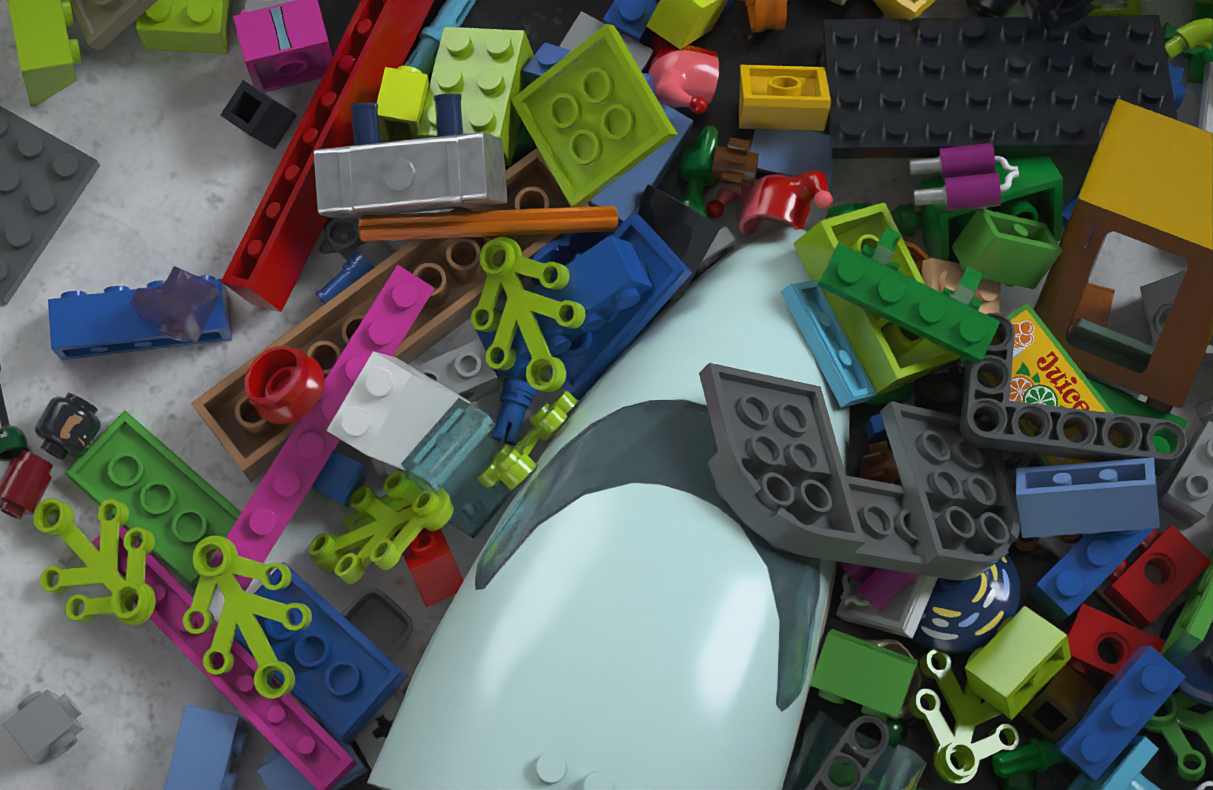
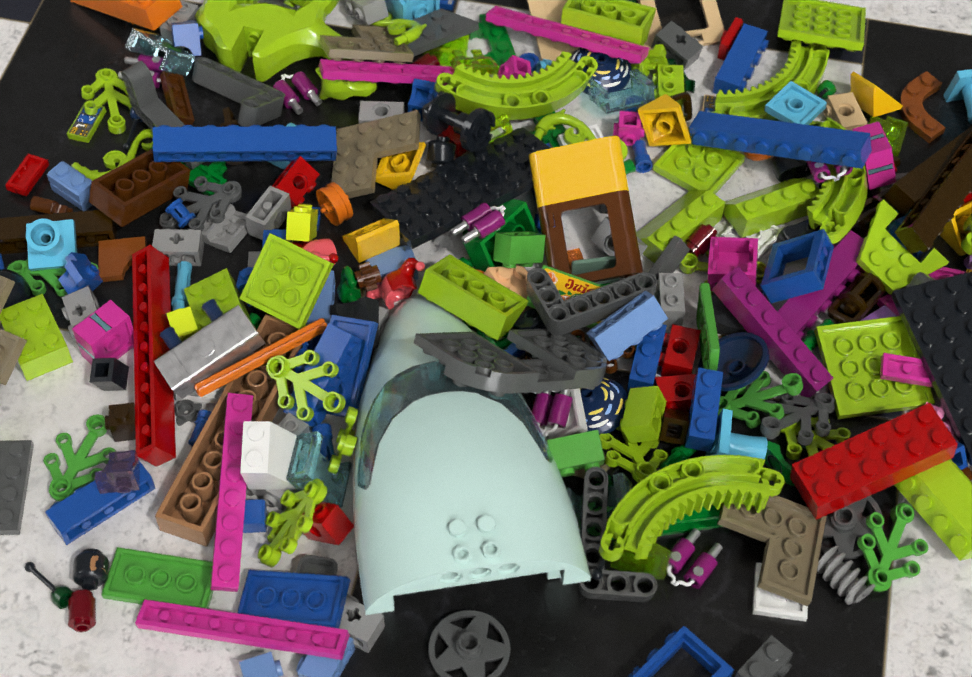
camera: 30 degrees left, 20 degrees down
(101, 564) = (149, 623): lime plant -> none
(143, 233) = (76, 462): none -> bright green plant
(233, 204) = (121, 421): none -> dark brown brick
(240, 611) = (243, 591): lime plant -> none
(284, 384) = (201, 476): red piece -> none
(828, 343) = (461, 321): medium azure tile -> none
(941, 317) = (508, 280): green hinge -> none

